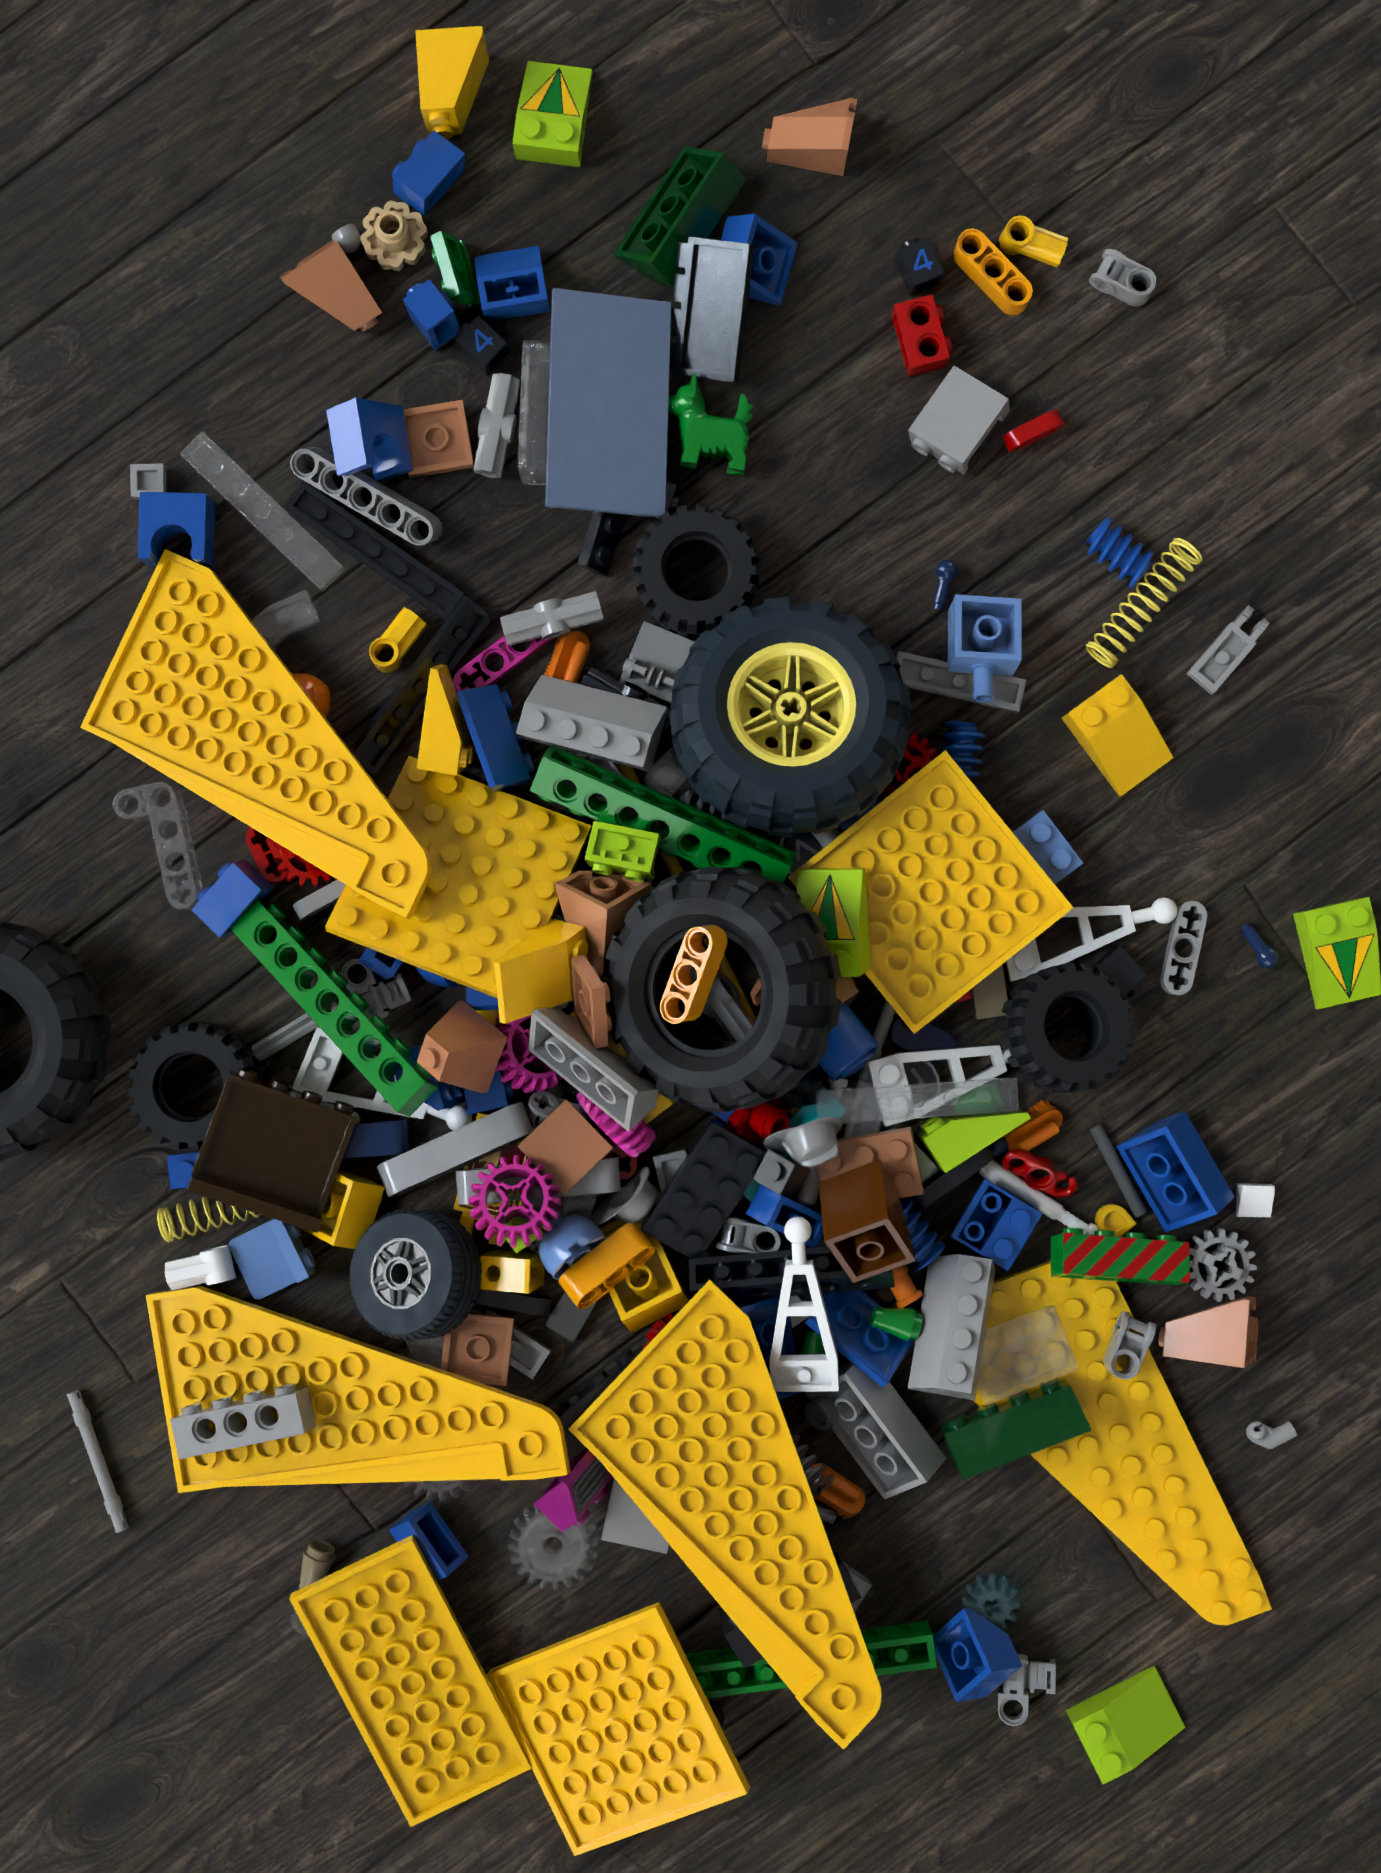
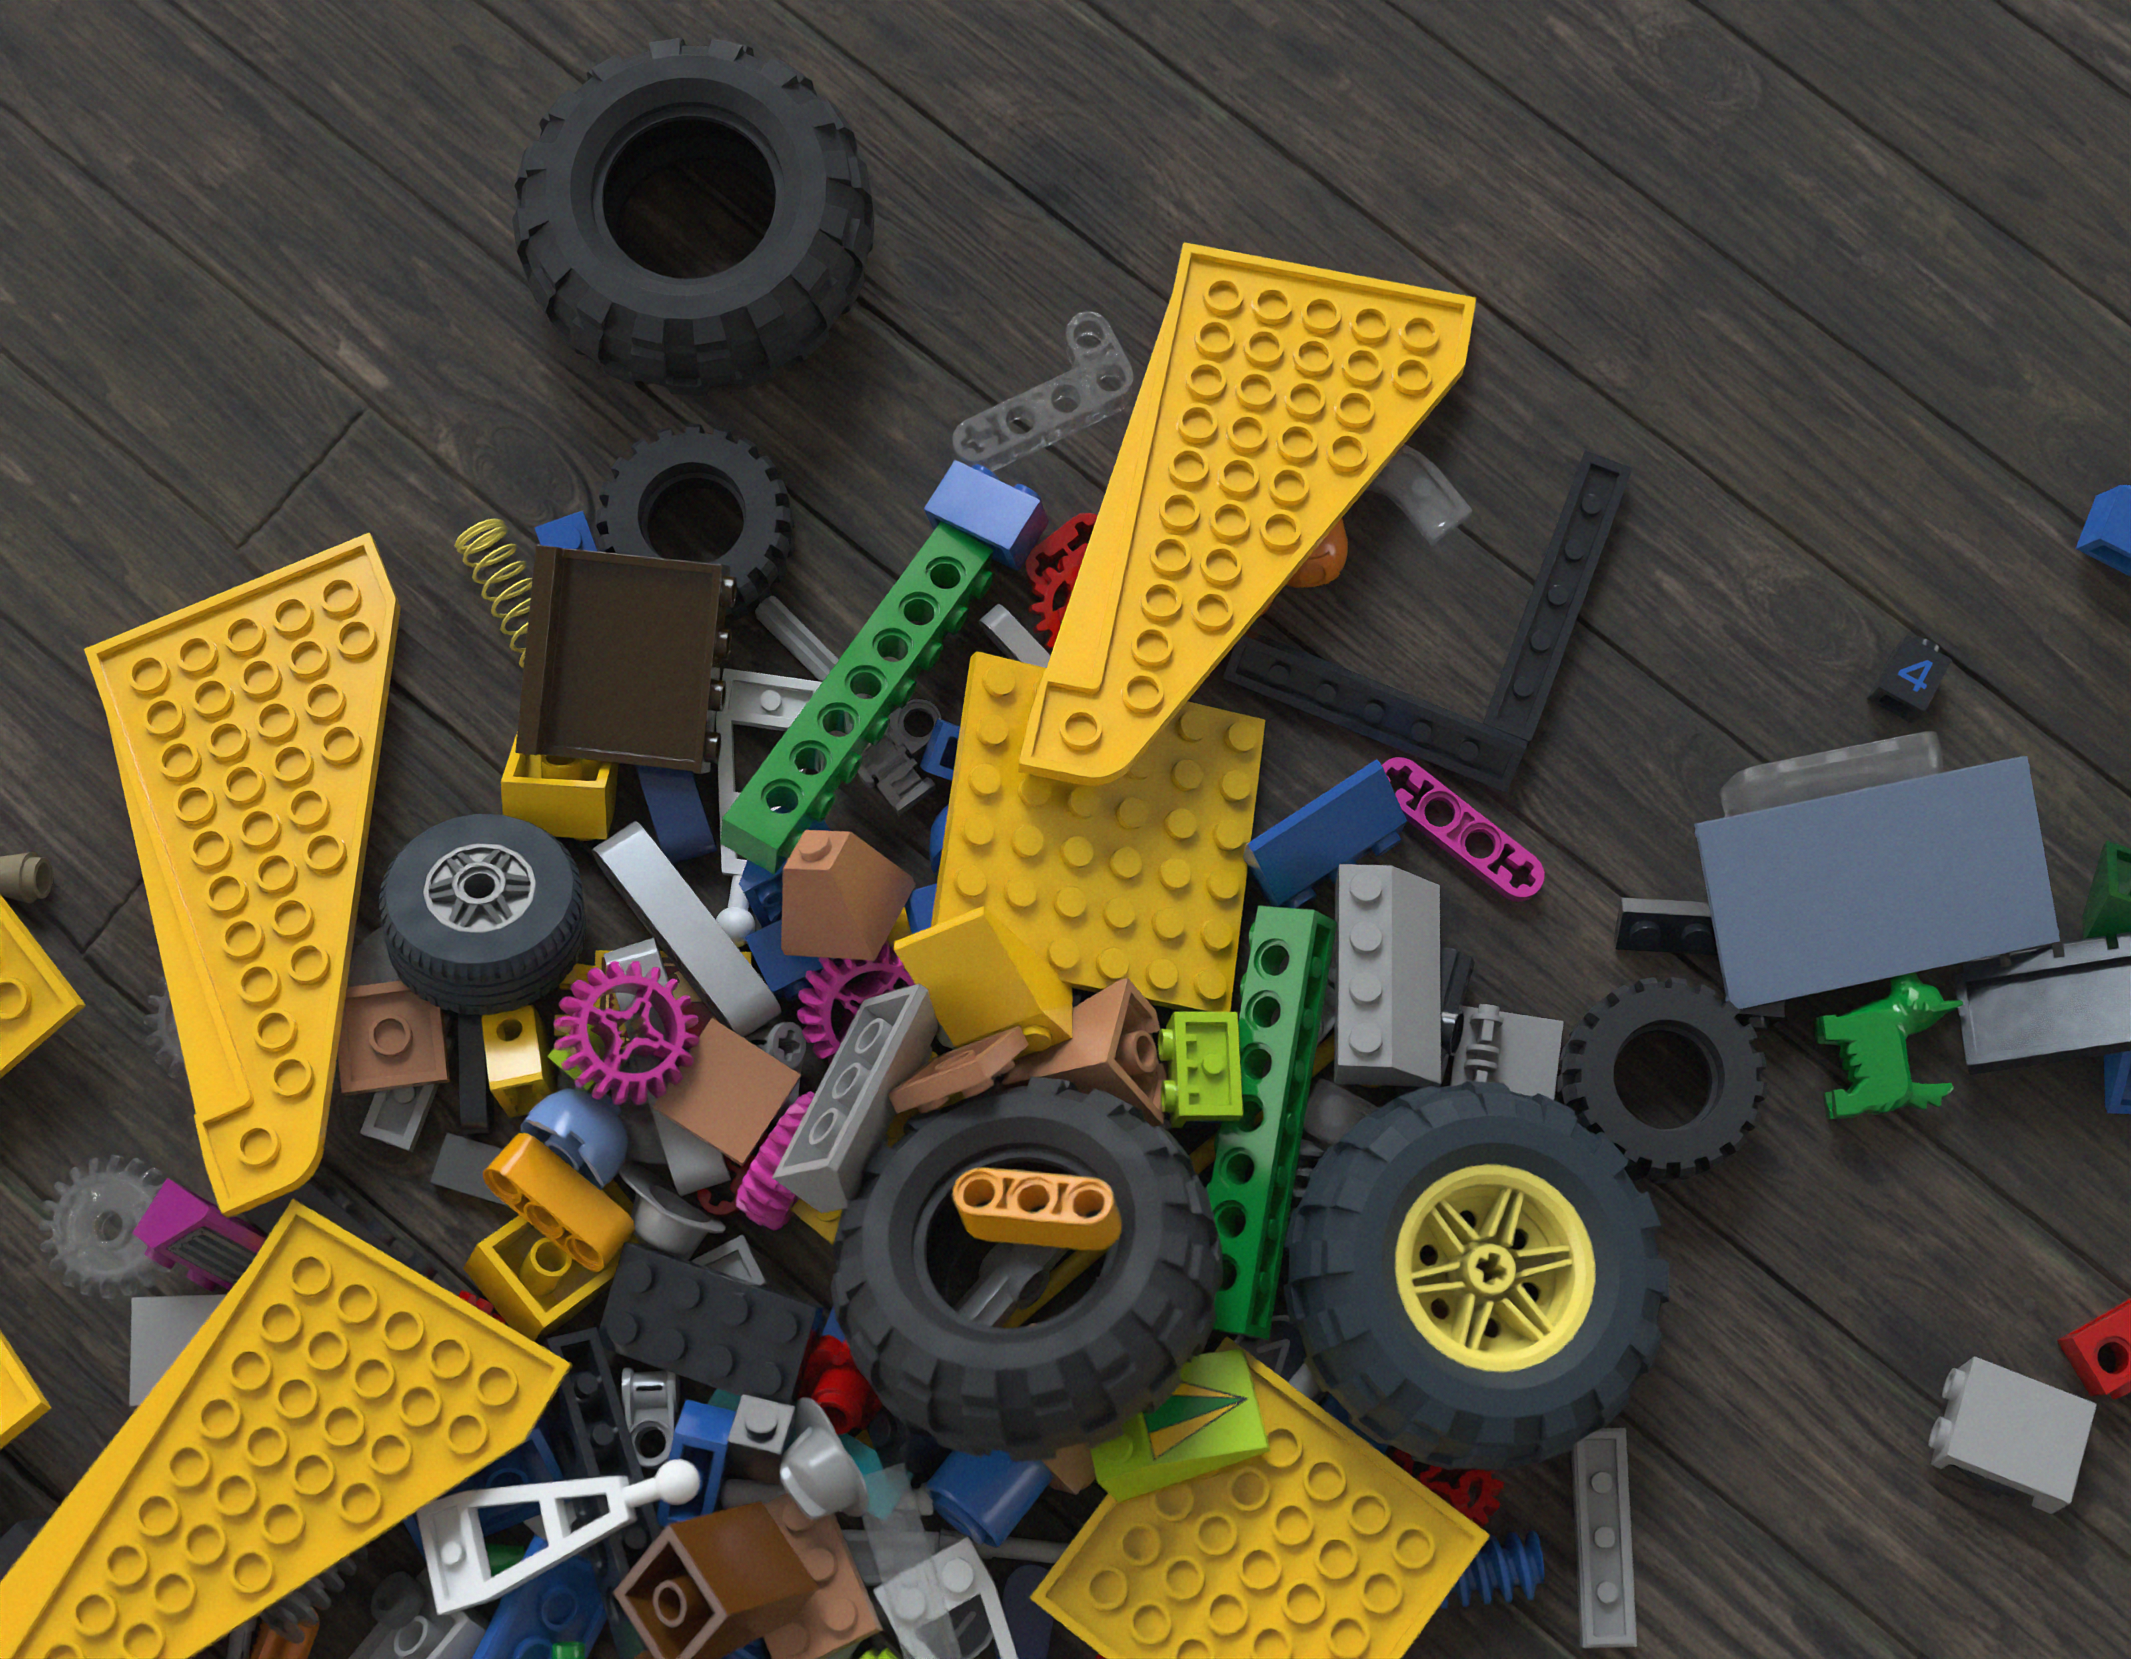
camera: 75 degrees right, 10 degrees down
(112, 1501) = (53, 558): light grey piece -> none
(147, 479) = (1568, 252): light grey plate -> none
(175, 513) = (1531, 296): blue piece -> none
(195, 1438) = (170, 651): light grey brick -> none
(208, 1267) = (430, 611): white piece -> none
(262, 511) = (1569, 423): clear tile -> none
(272, 1257) = (464, 701): medium blue bracket -> none
(334, 286) = (1929, 443): nougat slope -> none
(348, 238) = (2008, 446): light grey hinge -> none
(369, 435) = (1730, 543): blue piece -> none
(381, 501) = (1631, 542): light grey beam -> none
(394, 235) = (2033, 512): tan plant -> none
(398, 637) = (1437, 662): yellow piece -> none
(432, 313) = (1934, 592): blue brick -> none
(433, 1537) = (85, 1041): blue brick -> none
(438, 438) = (1750, 645): nougat plate -> none
(444, 729) = (1309, 758): yellow slope -> none
(455, 268) = (2011, 611): green plate -> none
(497, 425) = (1794, 729): light grey piece -> none
(511, 284) = (2014, 698): blue slope -> none
(551, 618) = (1528, 879): light grey piece -> none
(569, 656) = (1478, 922): orange piece -> none
(946, 573) = (1769, 1475): dark blue piece -> none
(984, 639) = (1680, 1560): medium blue brick -> none
(1033, 431) = (2032, 1559): red beam -> none

